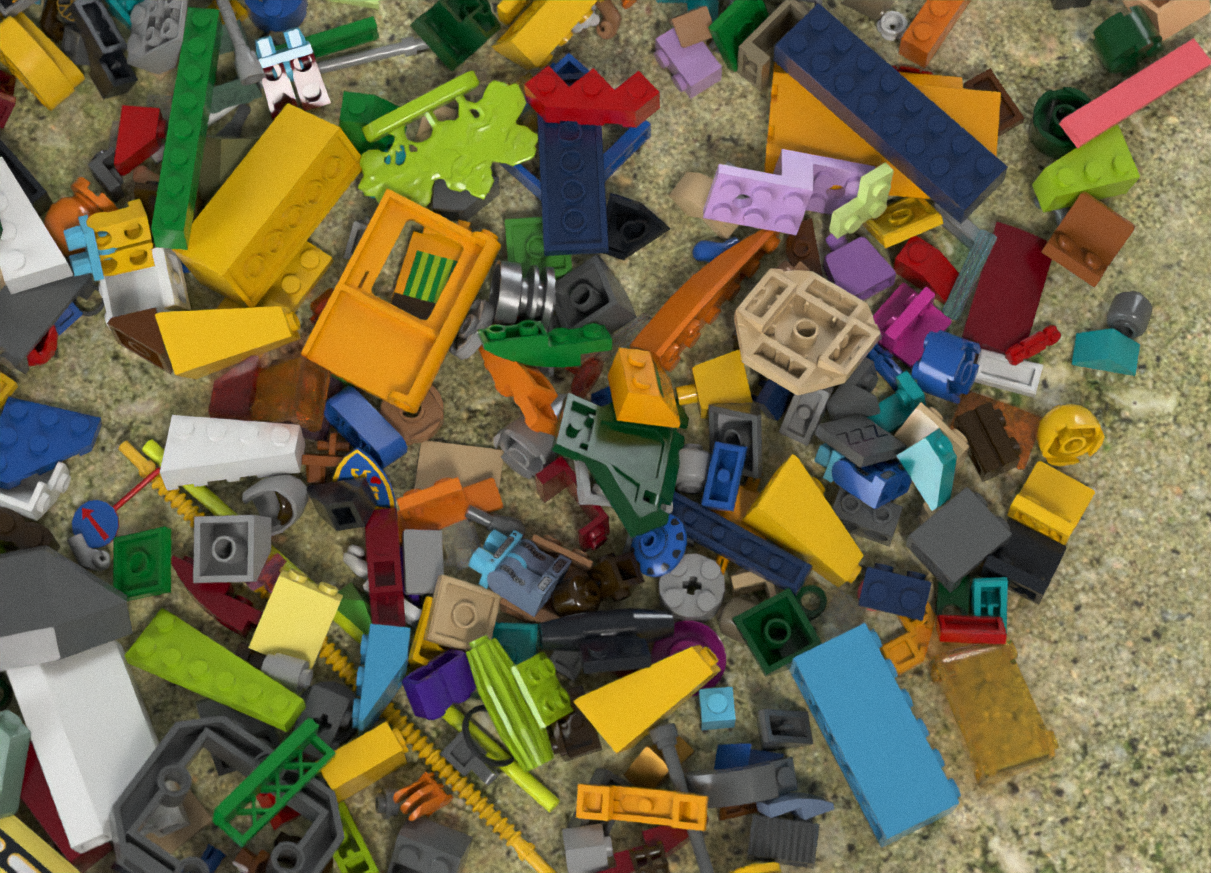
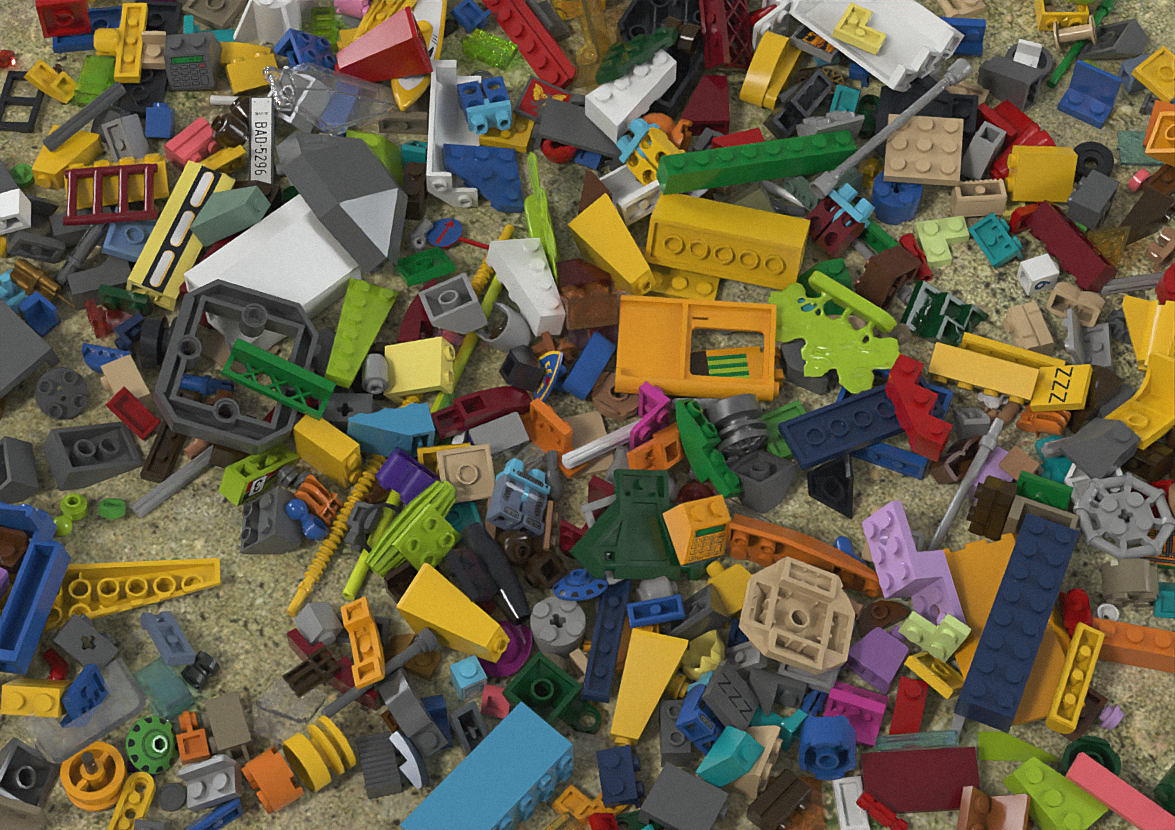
camera: 65 degrees right, 15 degrees down
(51, 149) = (709, 106): none -> dark red slope
(140, 403) = (539, 217): none -> lime plant
(354, 12) = (909, 243): none -> red pin
(369, 821) = (288, 475): none -> dark grey plate
(389, 57) = (886, 275): none -> copper brick
(435, 728) = (377, 495): none -> reddish brown arm
(454, 813) = (312, 526): none -> blue plate
(462, 374) = (655, 412): none -> dark pink bracket
(476, 448) = (598, 446): none -> white axle
(606, 52) = (970, 422): none -> light grey slope
(658, 69) = (955, 464): none -> reddish brown brick
(659, 47) = (987, 444): none -> light grey bar
(731, 78) = (992, 508): none -> dark brown brick
(753, 688) = (494, 702): none -> coral tile
(784, 439) = (703, 655): none -> light yellow hair
(891, 49) = (1075, 609): none -> red hips
(974, 87) = (1074, 679): none -> yellow brick
(998, 203) = (1005, 747): none -> lime sticker
(1009, 74) = (1110, 716): none -> lavender plate

